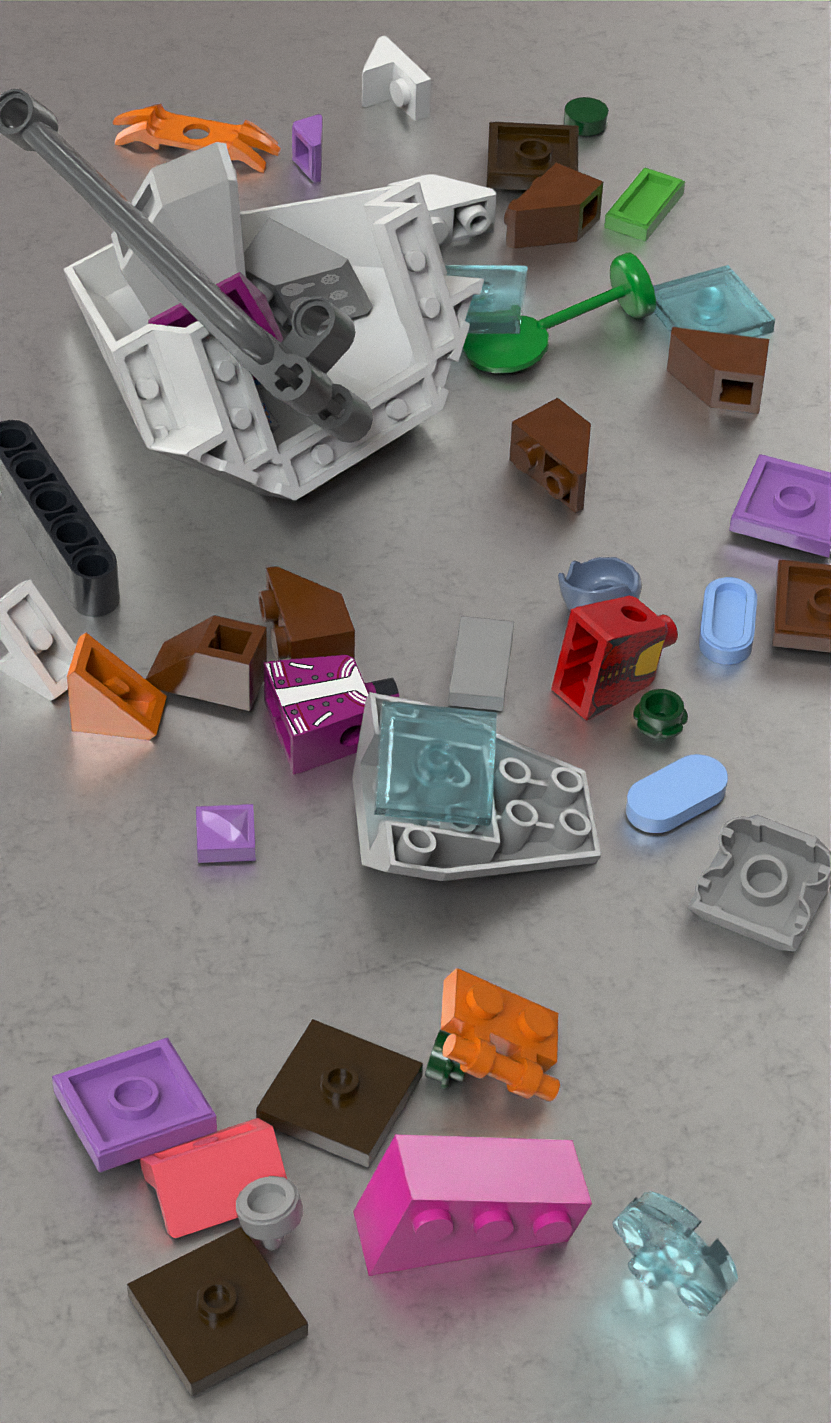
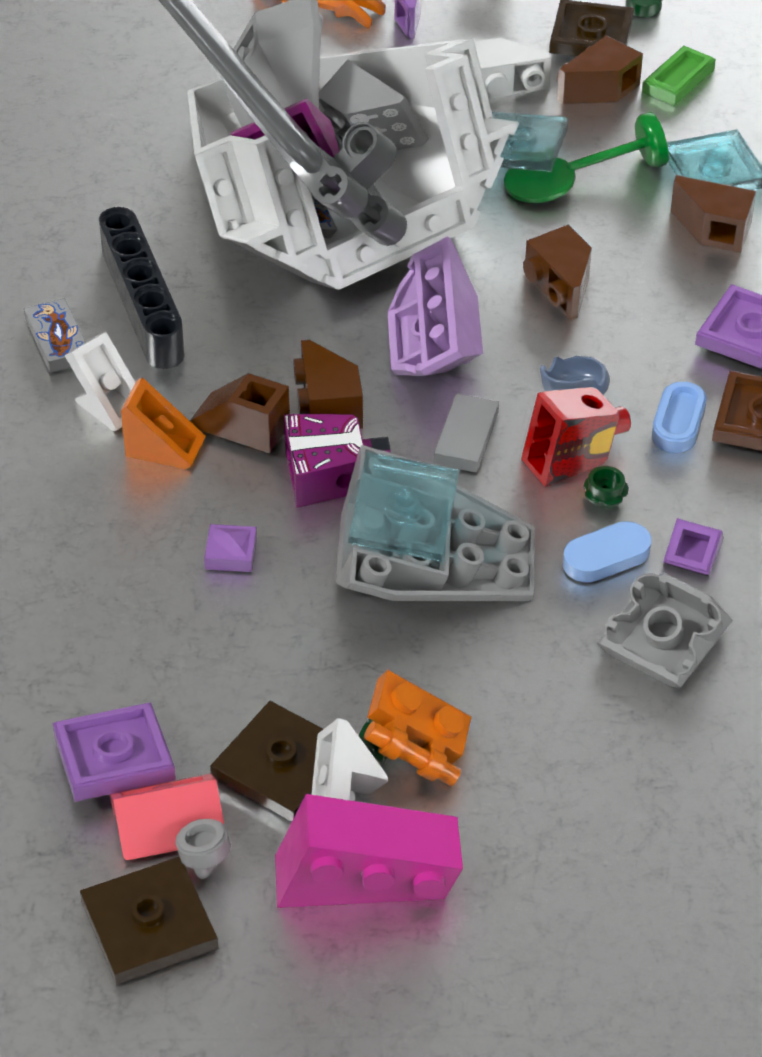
camera: 10 degrees right, 0 degrees up
(416, 522) = (434, 314): none -> lavender wedge
(421, 1090) = (344, 764): none -> white slope
(672, 1254) = (521, 917): clear light blue plate -> none
(777, 778) = (693, 547): none -> medium lavender slope

